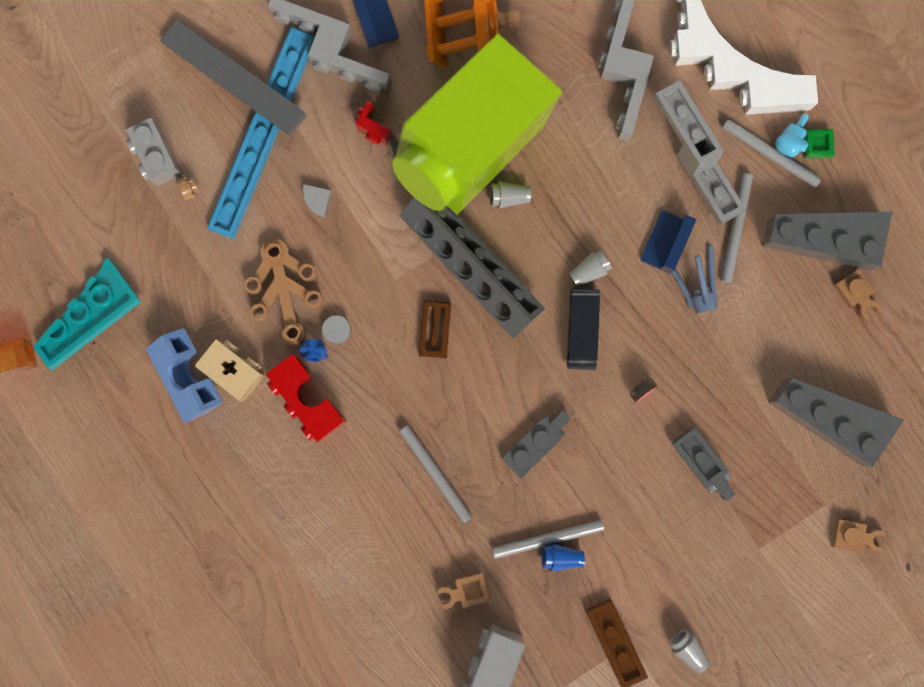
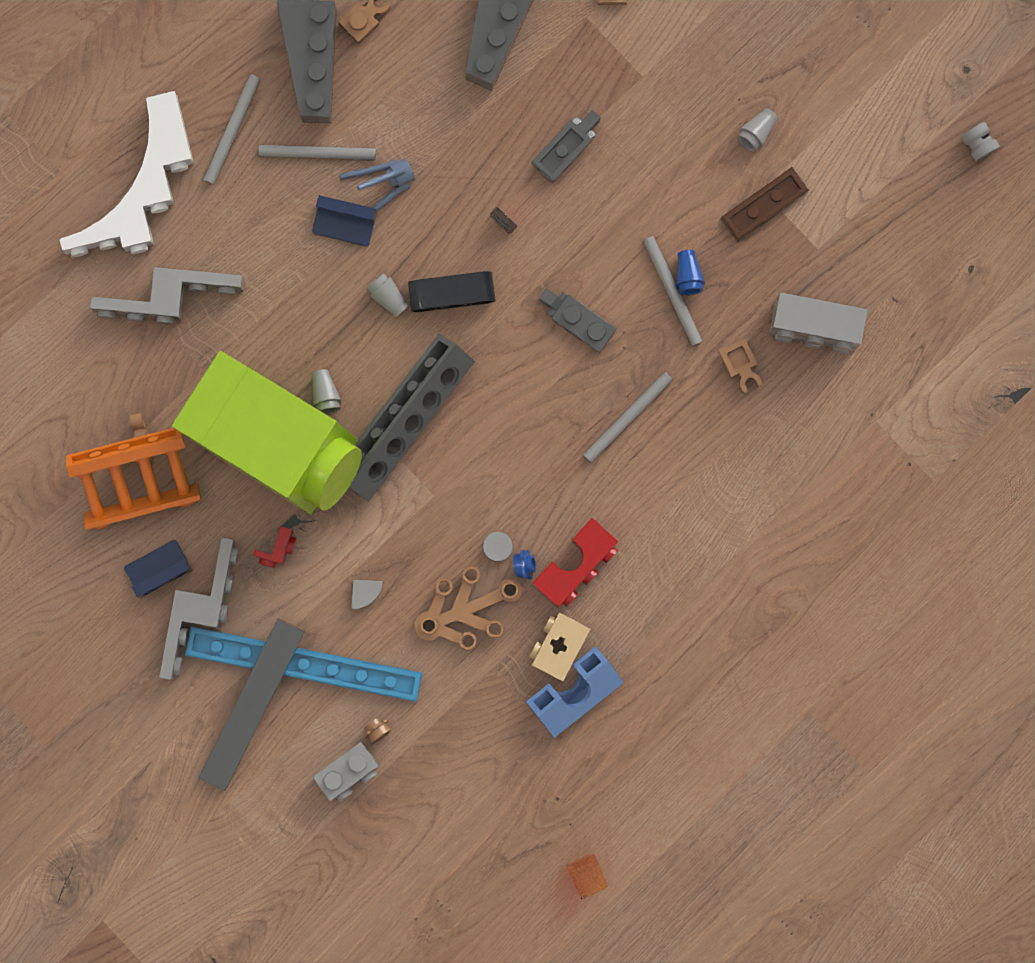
camera: 105 degrees left, 0 degrees up
(95, 309) = (522, 801): teal wing -> none
(437, 305) = (479, 456): reddish brown tile -> none
(699, 152) = (248, 203): light grey bracket -> none
(792, 139) = (213, 110): medium azure piece -> none
(820, 144) = (213, 82): green tile -> none

